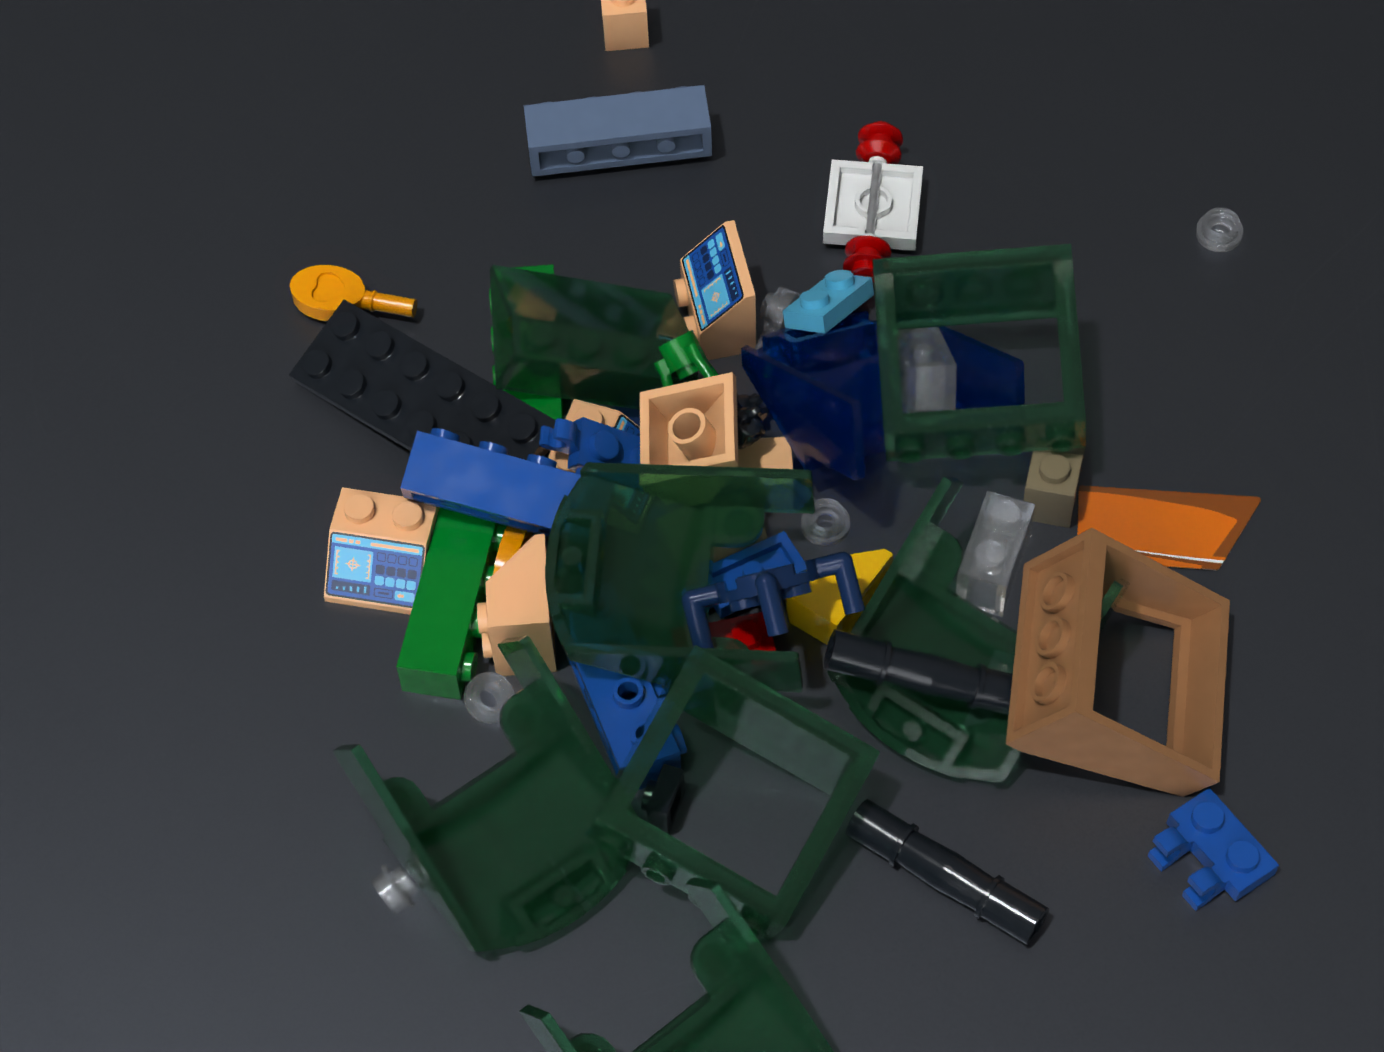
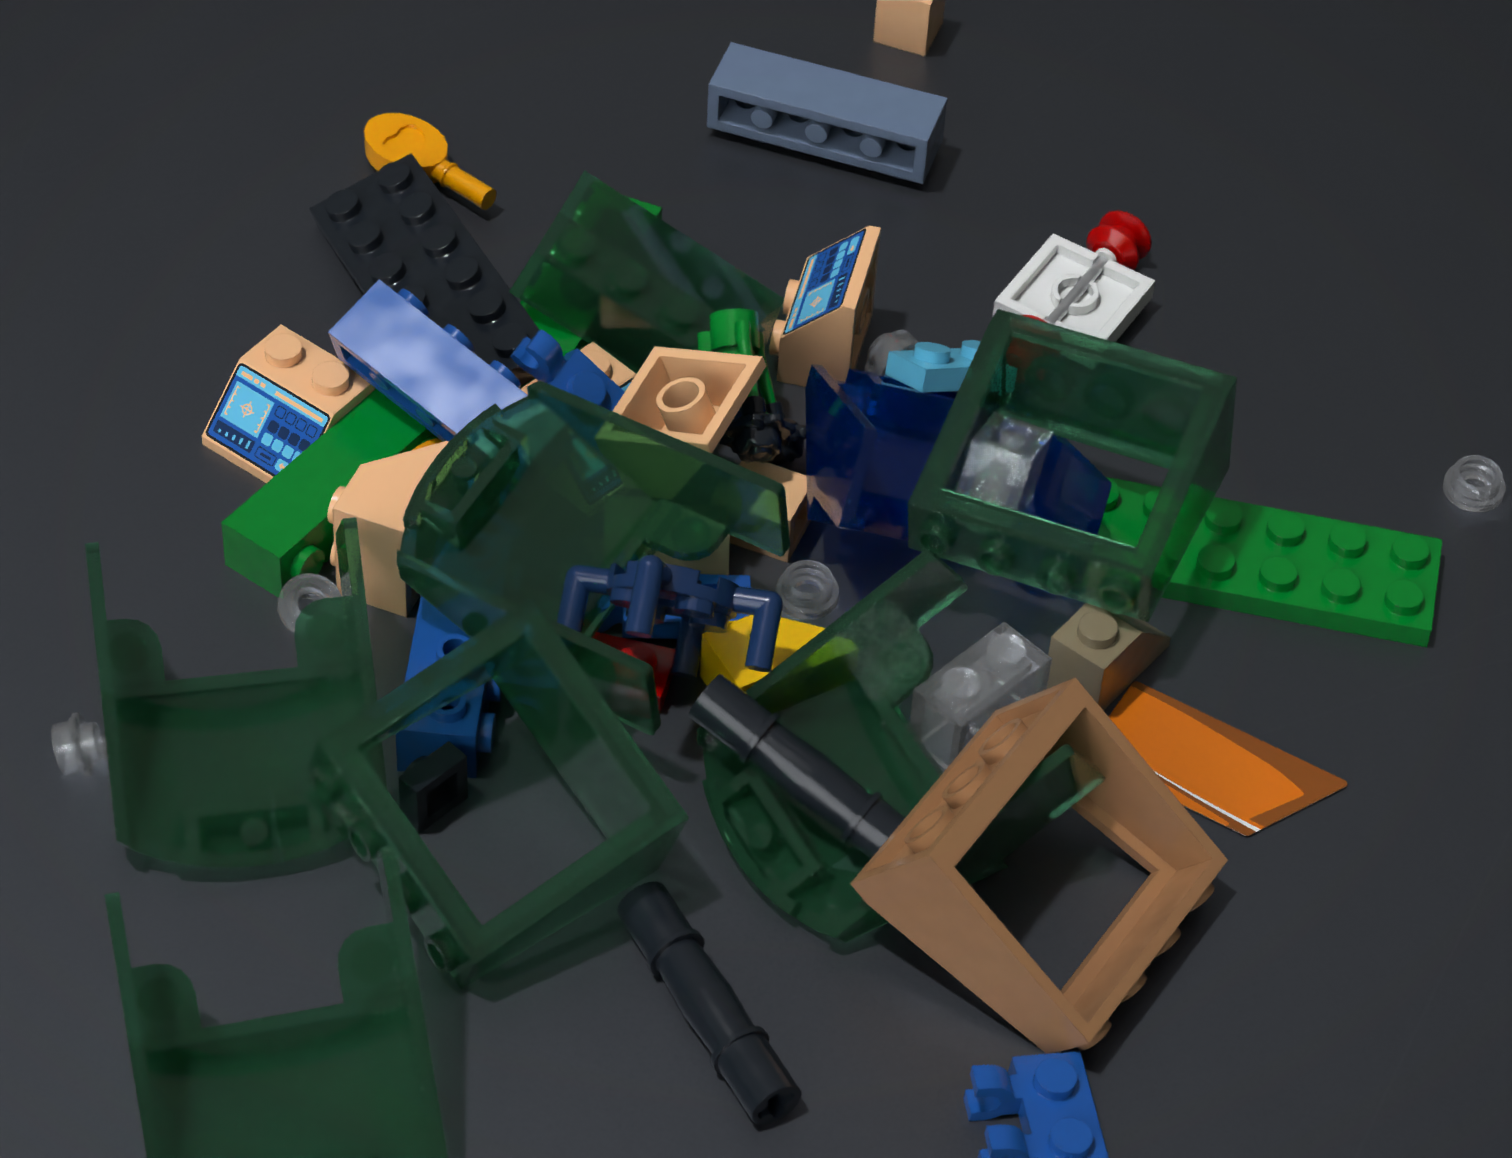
camera: 20 degrees right, 10 degrees down
(1135, 347) = (1294, 566): none -> green plate

